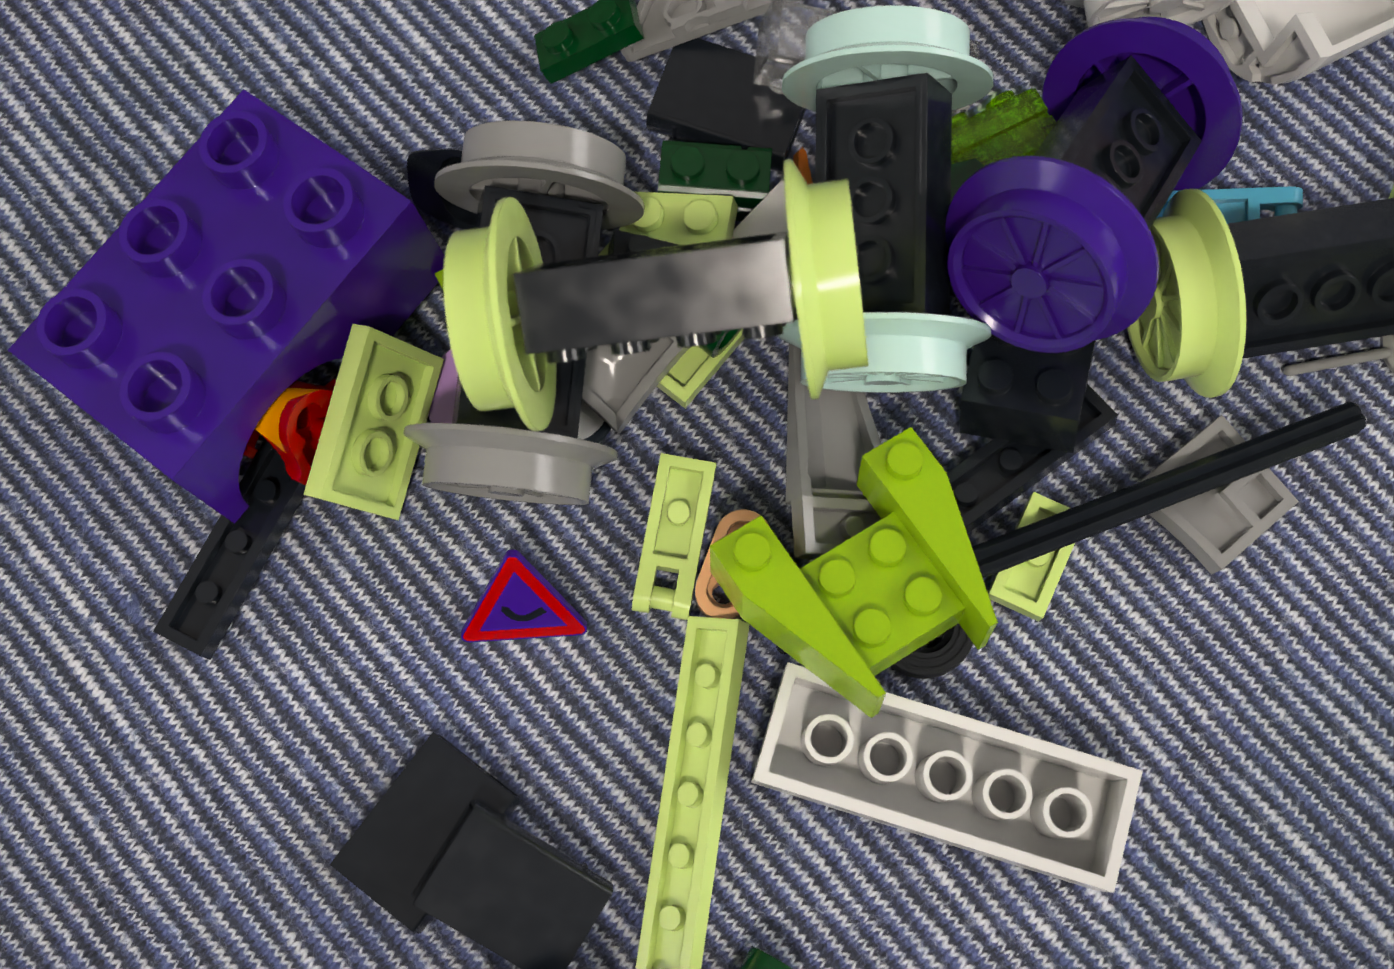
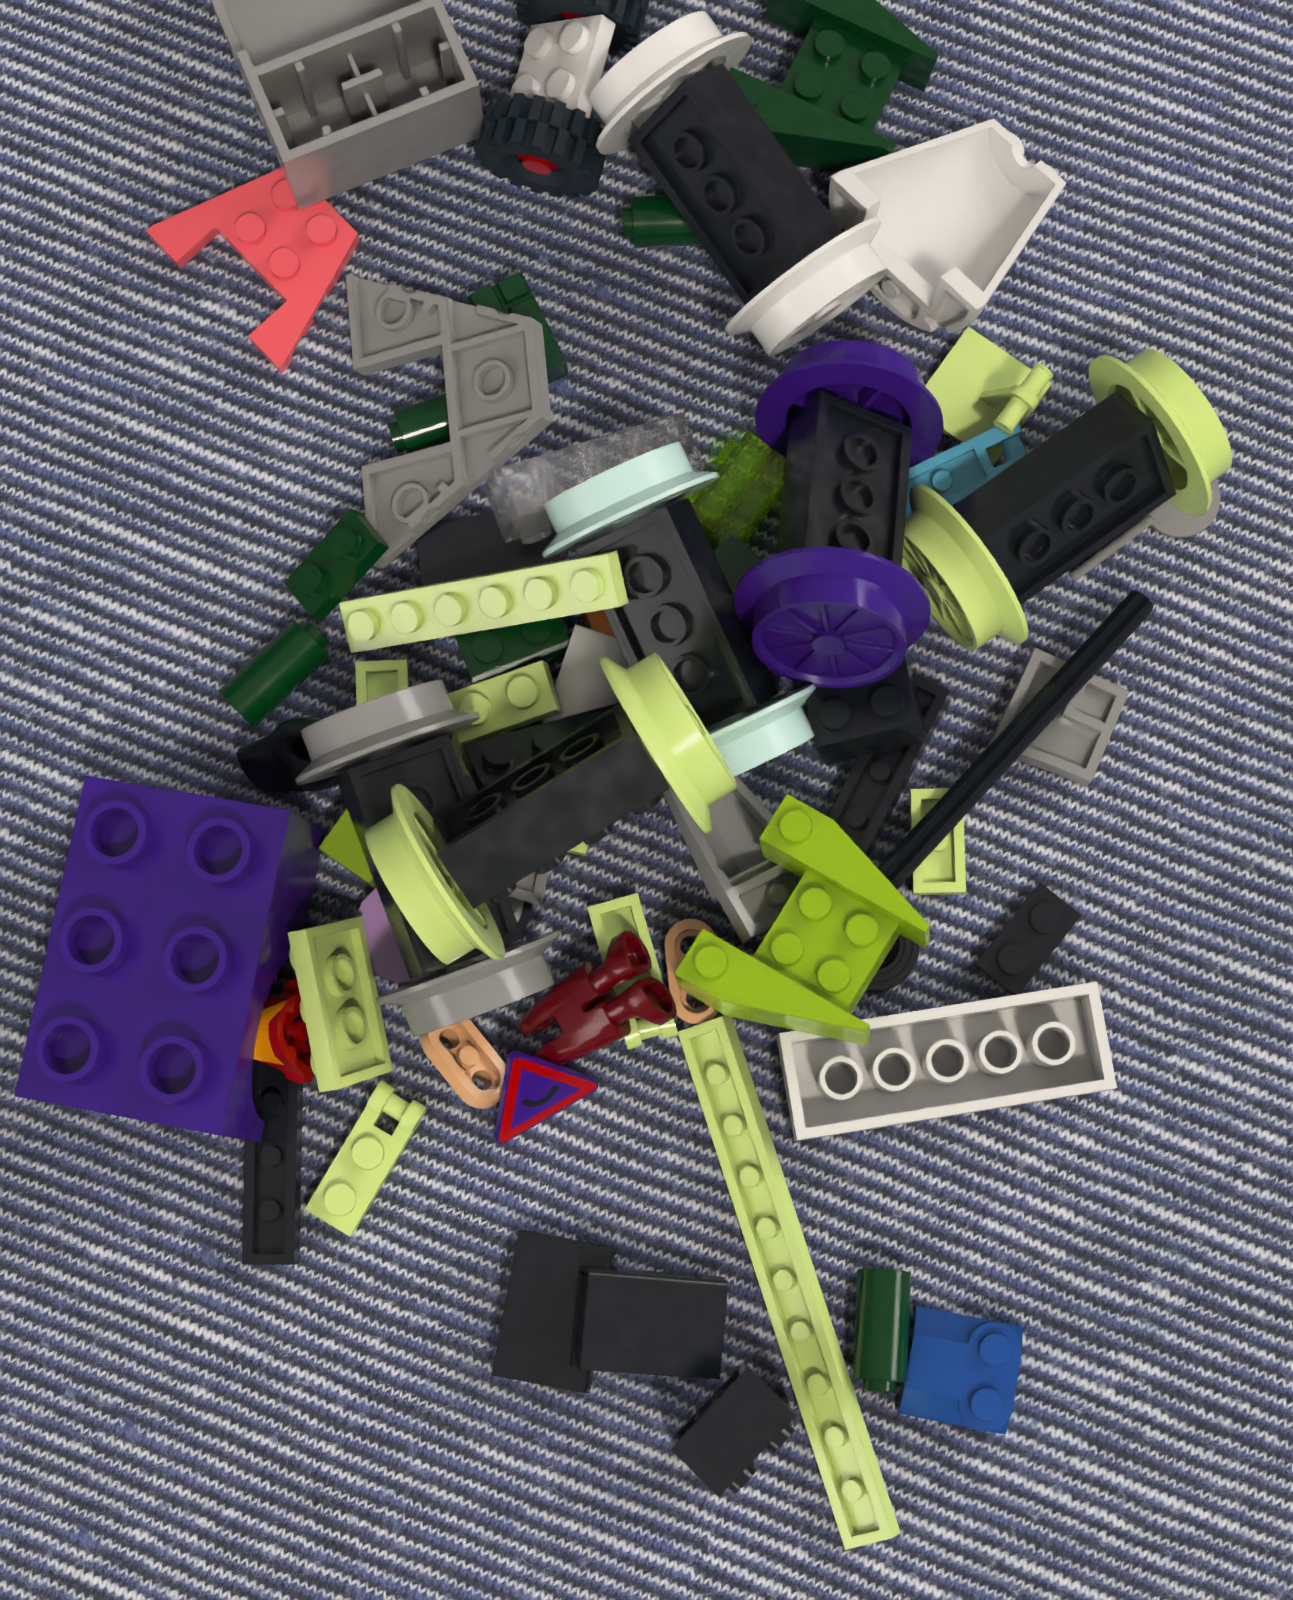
camera: 25 degrees left, 5 degrees up
(326, 592) = (365, 1160): none -> yellowish green plate
(470, 544) = (468, 1059): none -> light nougat plate
(485, 100) = (276, 671): none -> dark green brick
(614, 548) = (590, 1008): none -> dark red piece
(712, 114) = (485, 602): none -> yellowish green plate
(1082, 697) = (1027, 940): none -> black plate
(1284, 152) = (985, 389): none -> yellowish green plate

